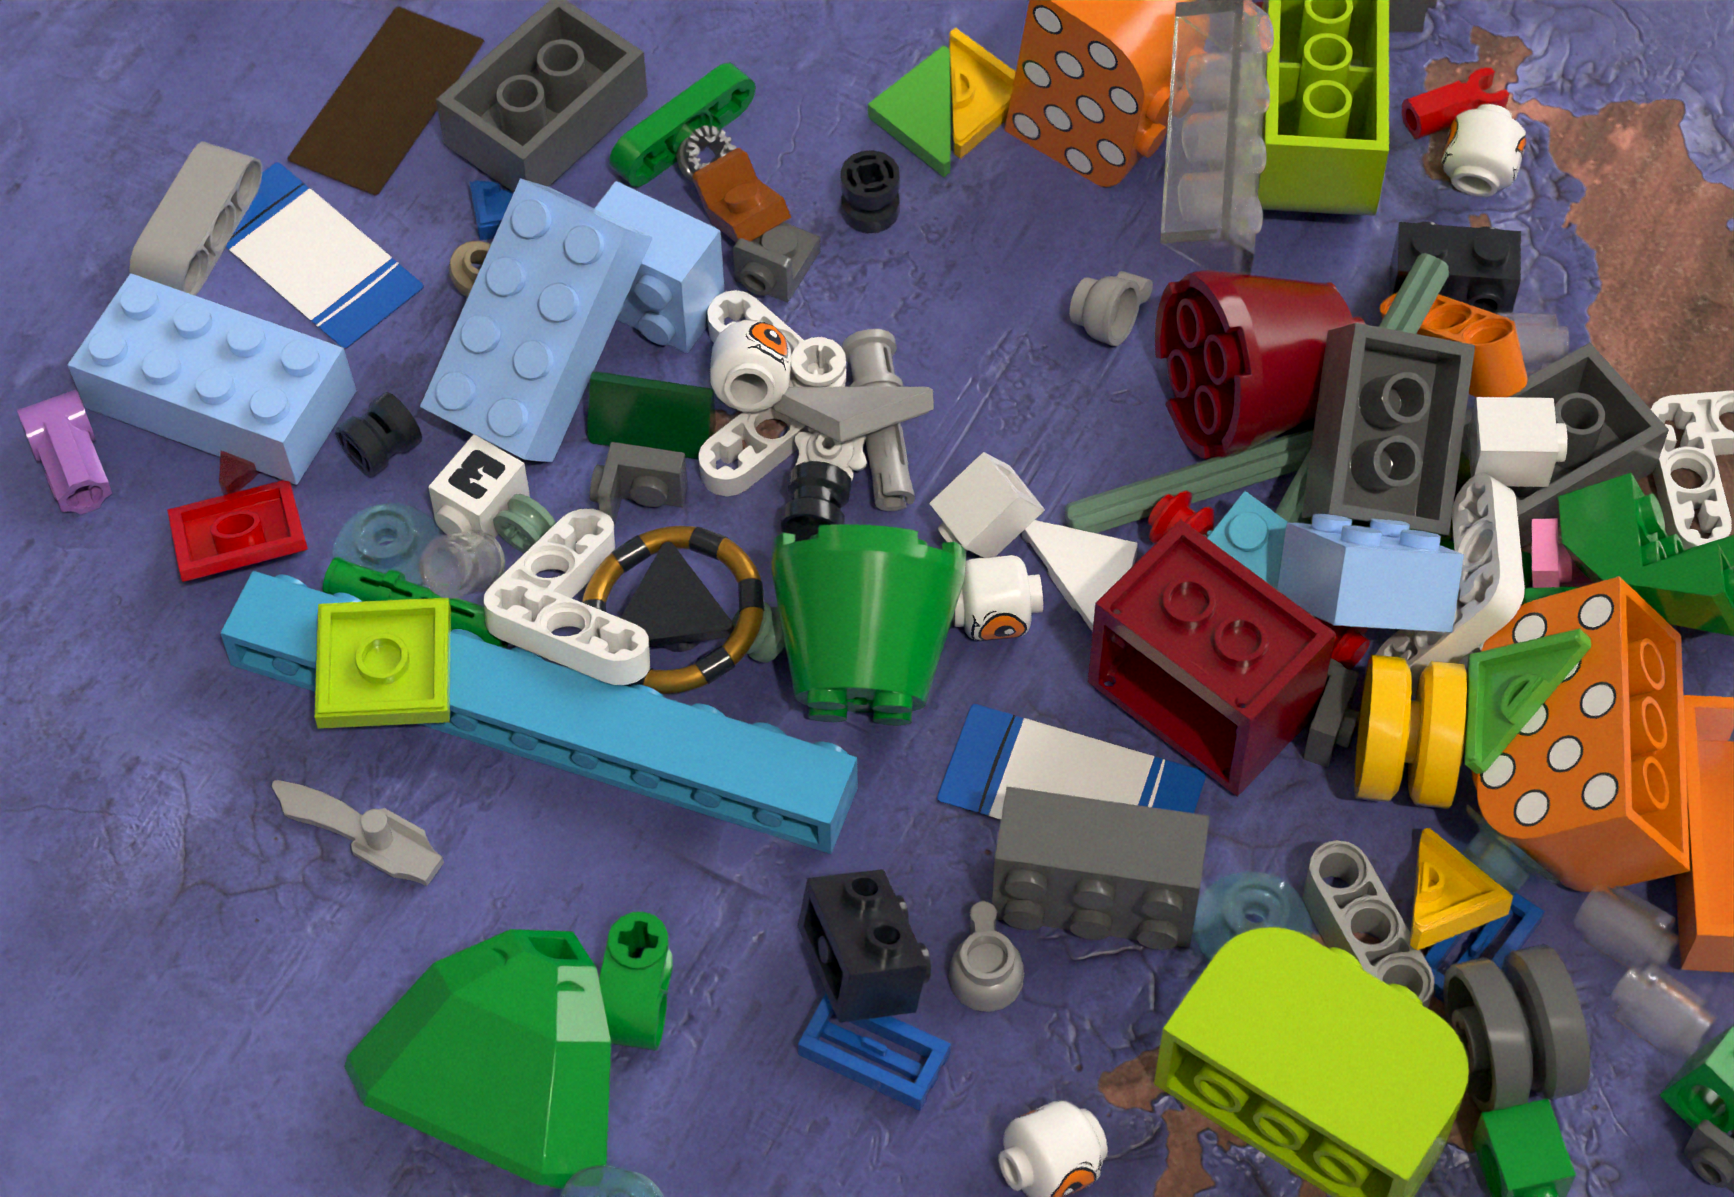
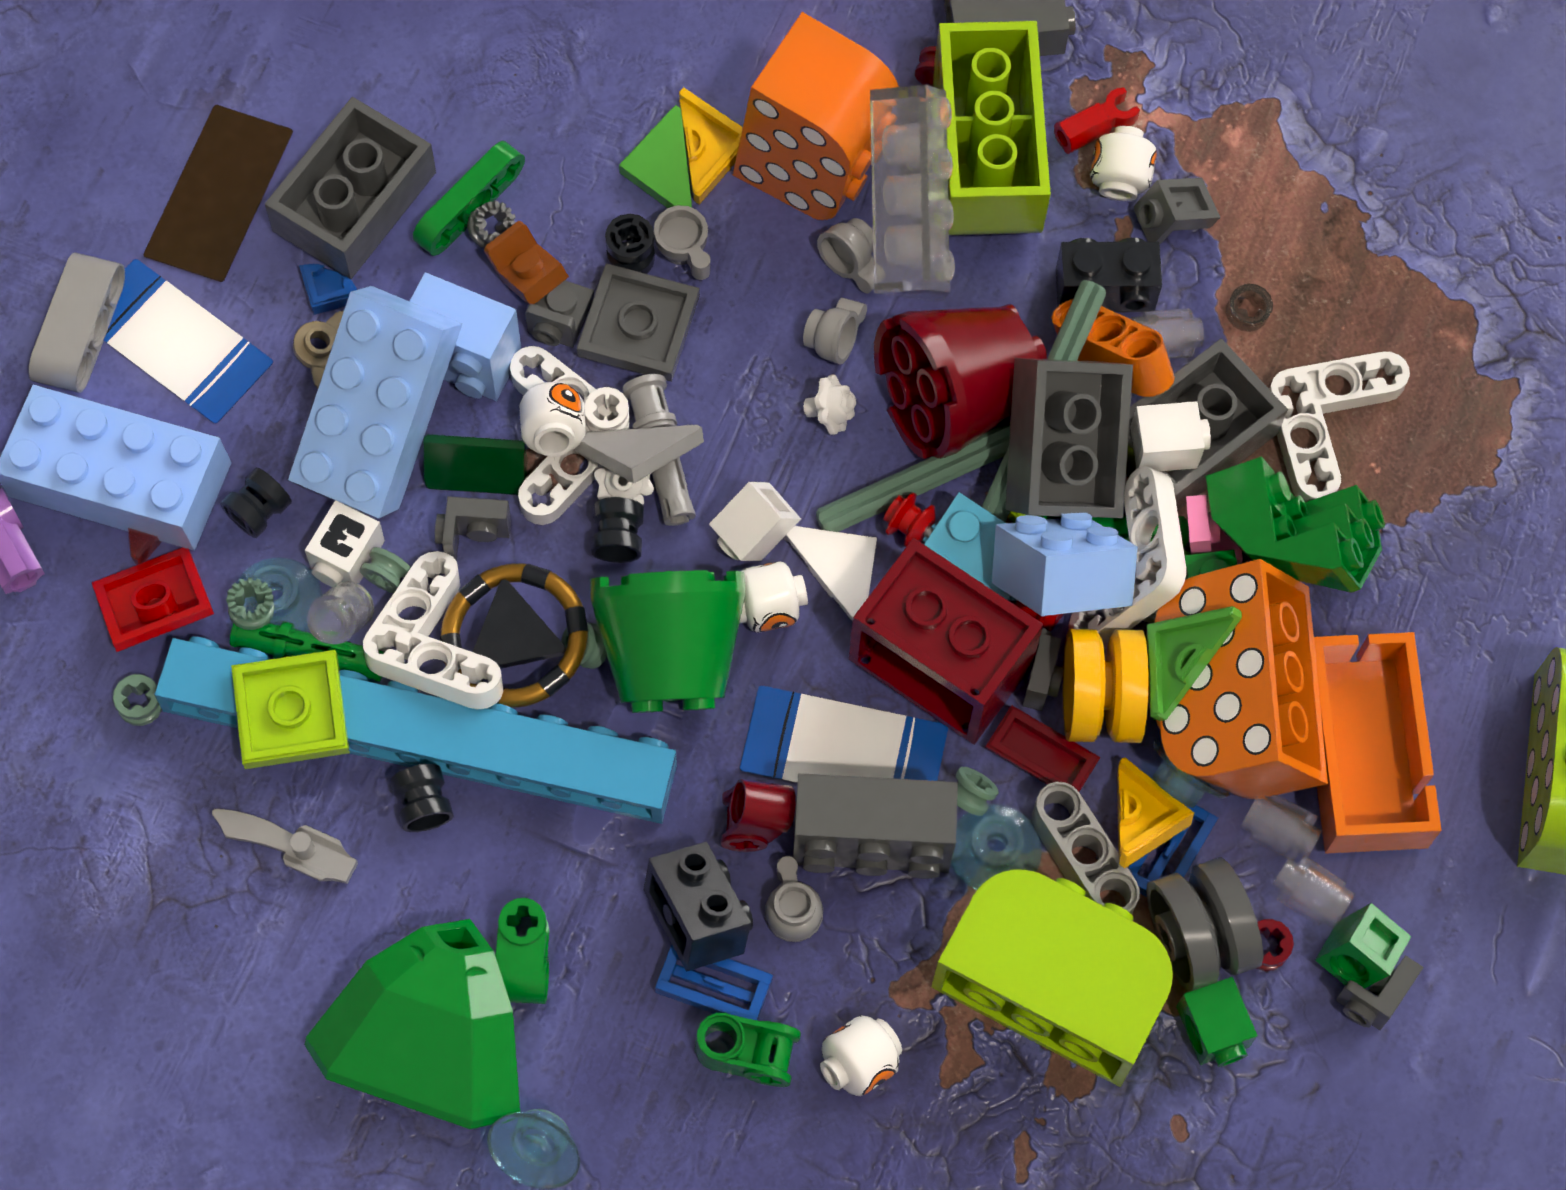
camera: 10 degrees left, 10 degrees up
(198, 662) = (137, 715): none -> sand green bush
(348, 526) = (236, 602): none -> sand green bush
(532, 784) = (422, 800): none -> black wheel
(870, 275) = (638, 322): none -> dark grey plate
(913, 1128) = (751, 1048): none -> green piece
(933, 188) = (681, 237): none -> light grey piece
(949, 844) = (756, 814): none -> dark red piece
(1097, 387) = (831, 405): none -> white plant
(1133, 221) = (848, 252): none -> light grey piece
(1230, 847) = (974, 791): none -> sand green bush
(1321, 808) = (1041, 750): none -> dark red tile
(1545, 201) = (1175, 206): none -> dark grey bracket
(1616, 1059) = (1283, 950): none -> dark red bush
(1642, 316) = (1259, 298): none -> clear smoke bush

